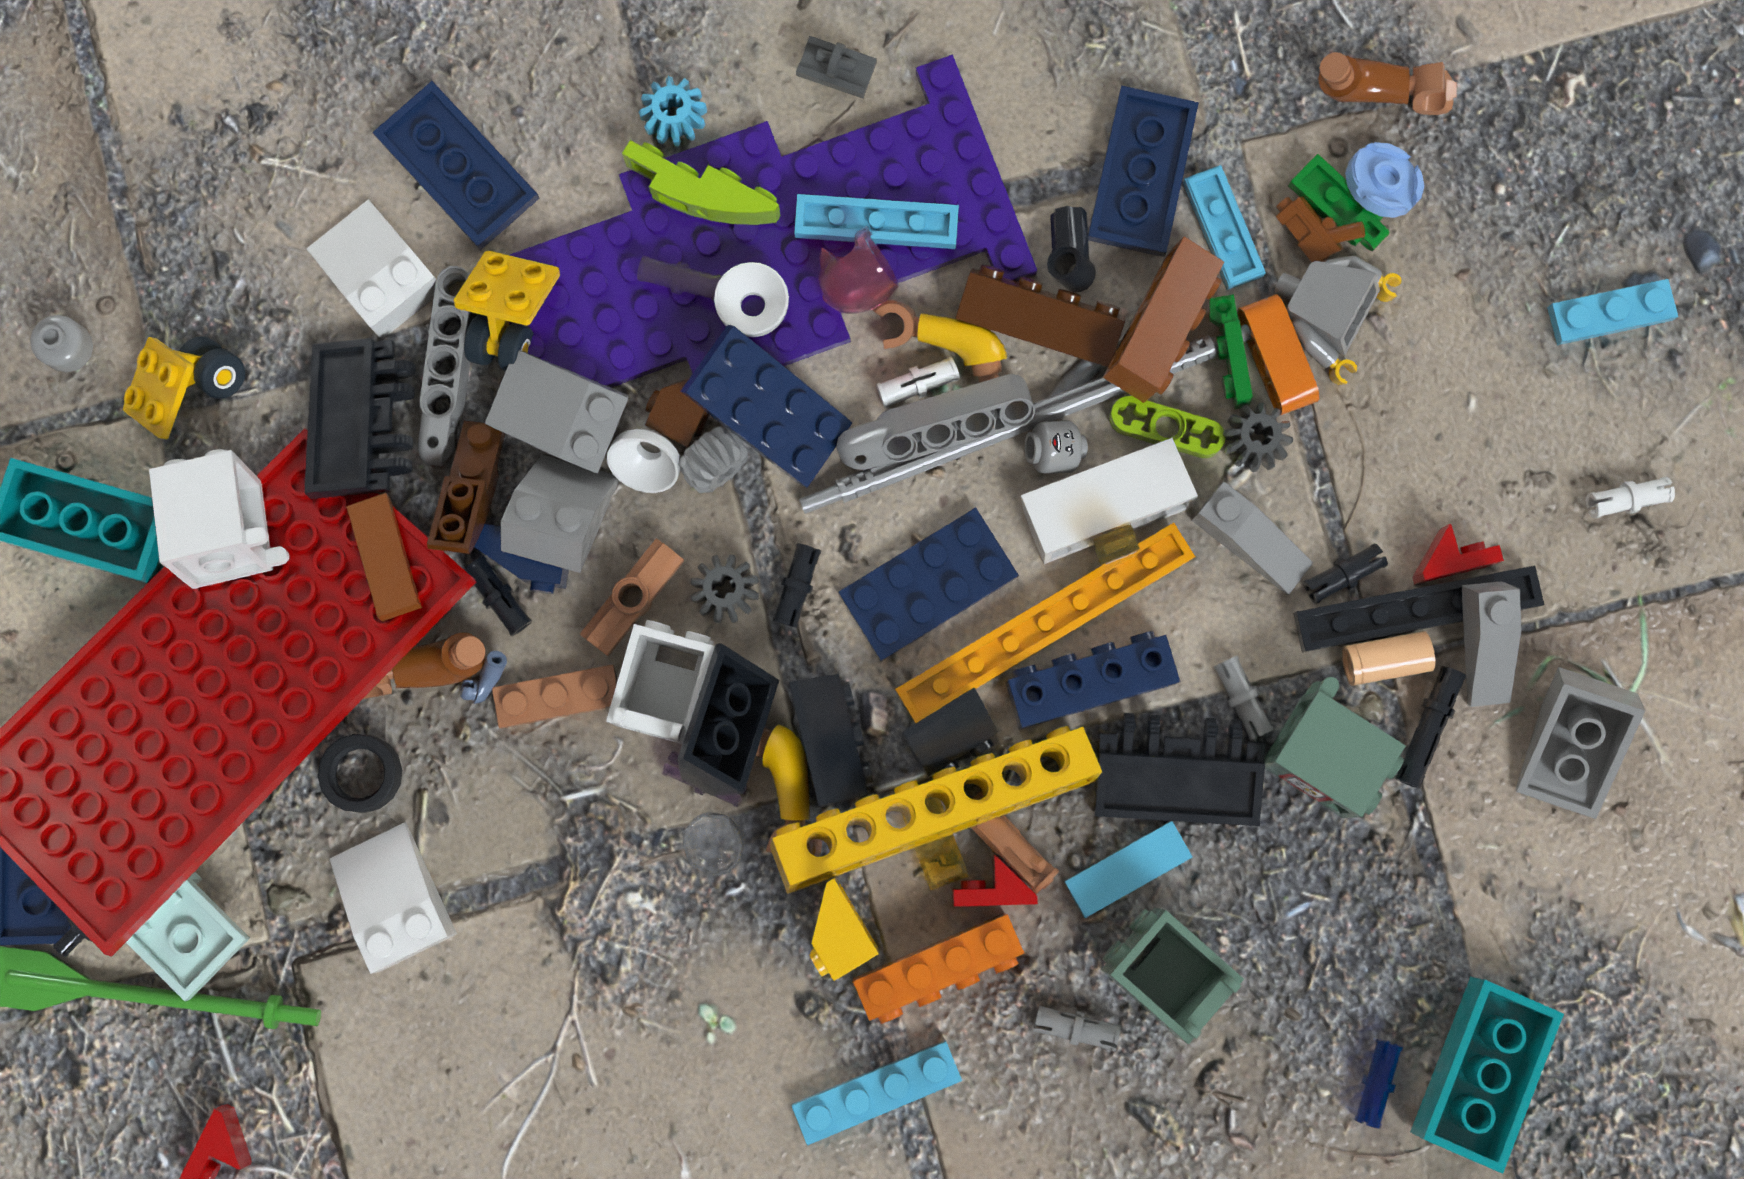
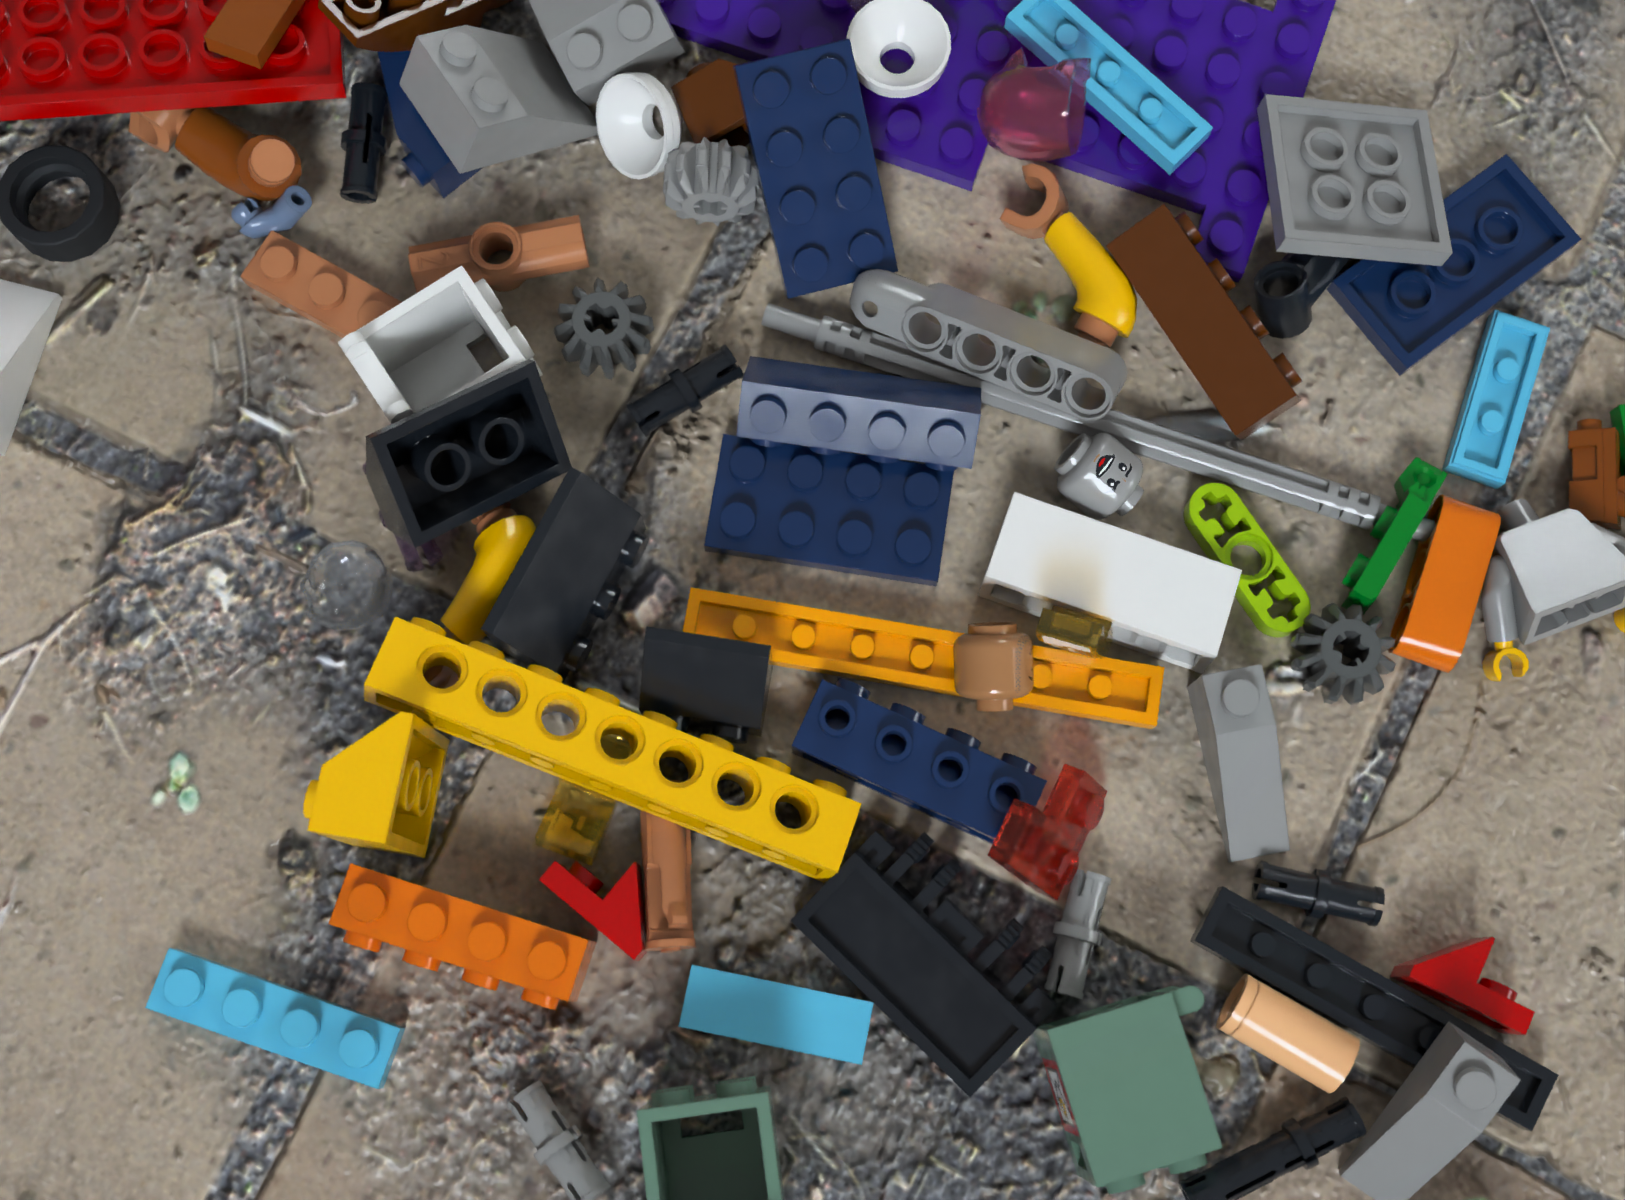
camera: 40 degrees right, 5 degrees down
(903, 520) = (859, 413): none -> brick
(918, 382) = (1006, 285): white pin -> none
(1055, 173) = (1353, 181): none -> light grey plate
(1089, 597) = (993, 665): none -> medium nougat head
(1164, 320) = (1342, 431): dark orange brick -> none
(1192, 669) = (1046, 844): none -> clear red plate

